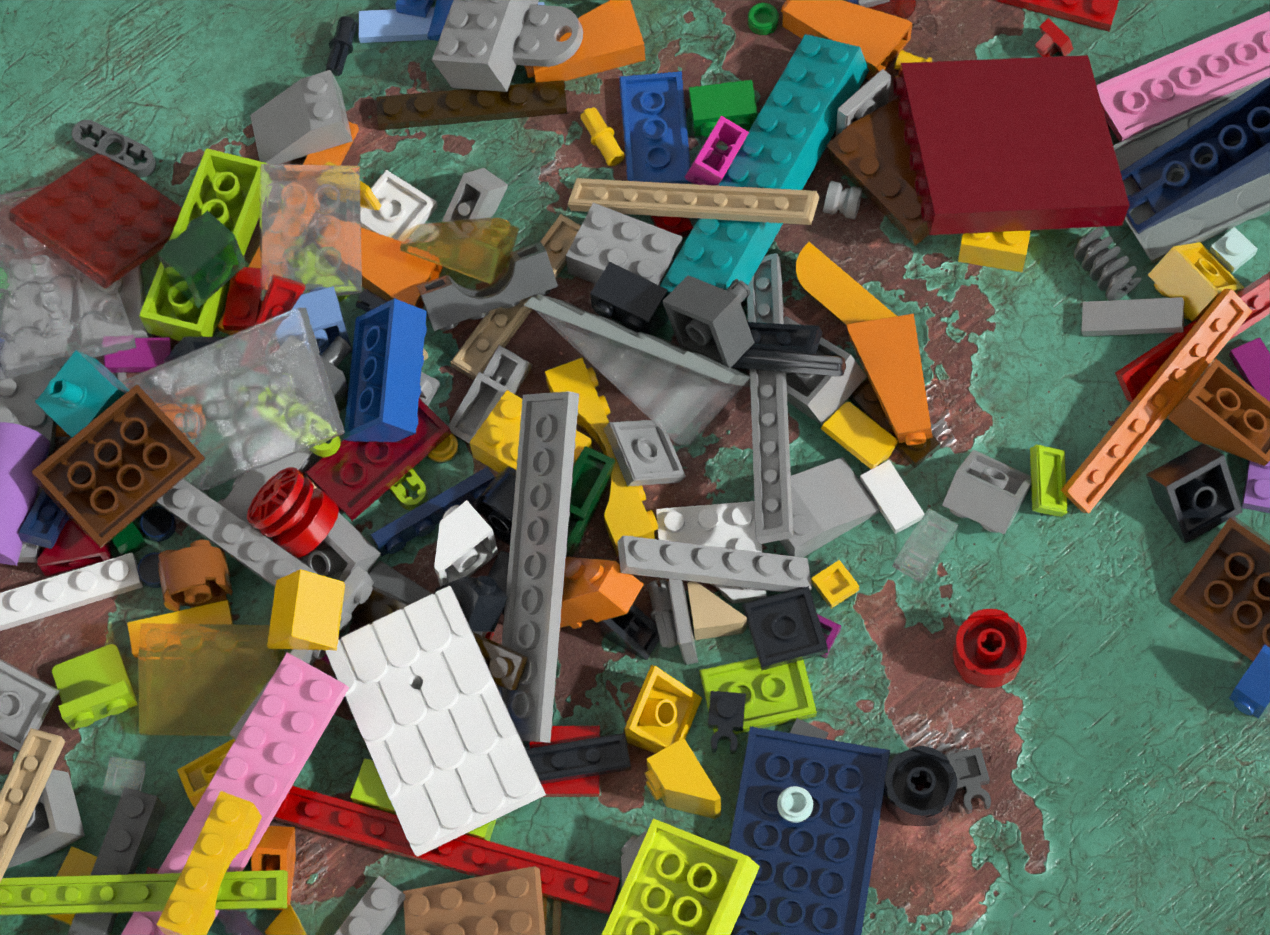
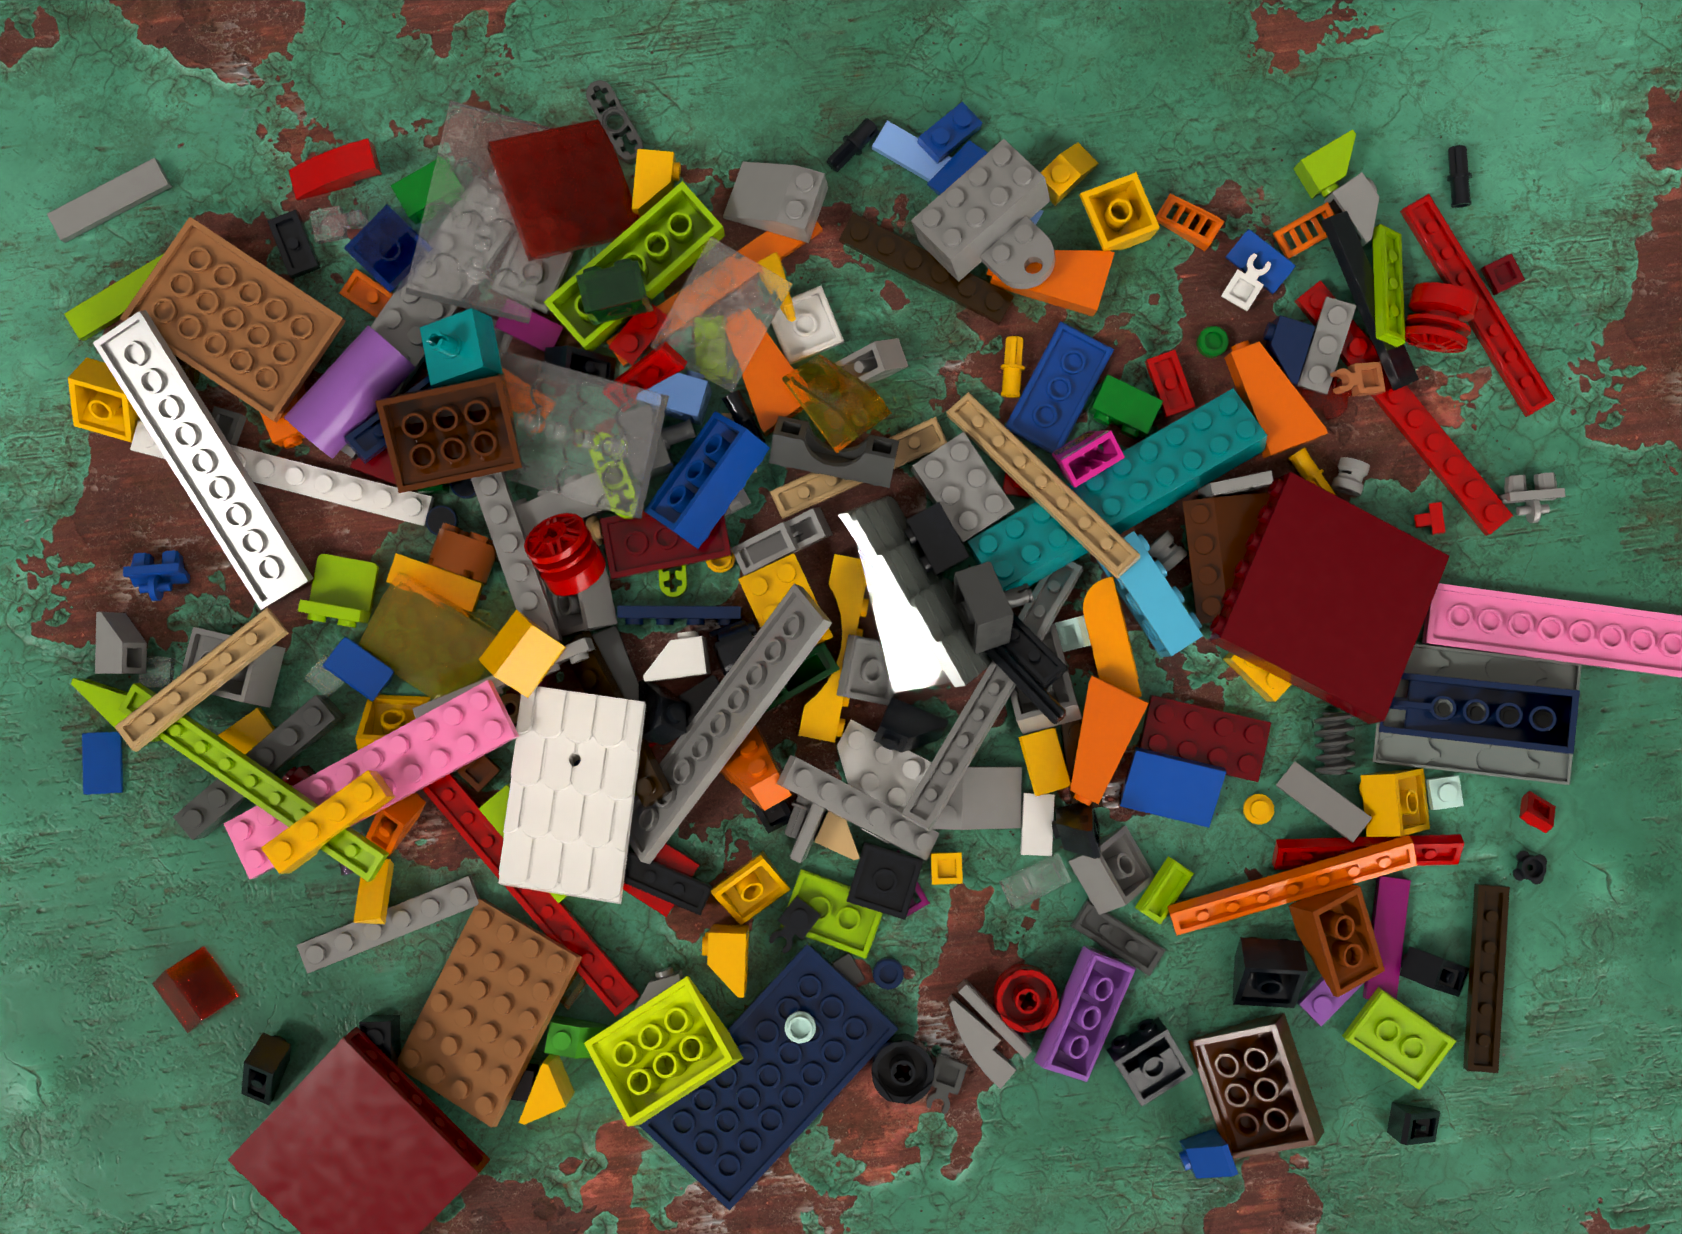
camera: 25 degrees right, 20 degrees up
(153, 745) = (359, 669): none -> blue slope
(176, 166) = (653, 178): none -> yellow slope
(329, 770) = (480, 772): none -> reddish brown plate
(714, 479) = (908, 727): none -> black slope
(744, 64) = (1170, 383): none -> red plate
(808, 311) = (1073, 633): none -> light aqua plate
(846, 715) = (888, 973): none -> dark blue tile
(858, 240) = (1155, 603): none -> medium azure brick
(930, 468) = (1078, 829): none -> black slope
(957, 45) = (1350, 476): none -> light grey wheel
(974, 689) = (992, 1016): none -> light grey tile
(974, 719) = (981, 1043): none -> light grey slope
(989, 334) = (1206, 736): none -> dark red plate
(990, 387) = (1172, 787): none -> blue tile
(1037, 550) = (1118, 938): none -> dark grey tile
(1054, 630) = (1084, 1014): none -> medium lavender brick
(1081, 361) = (1258, 809): none -> yellow plate
(1145, 635) = (1149, 1060): none -> black plate

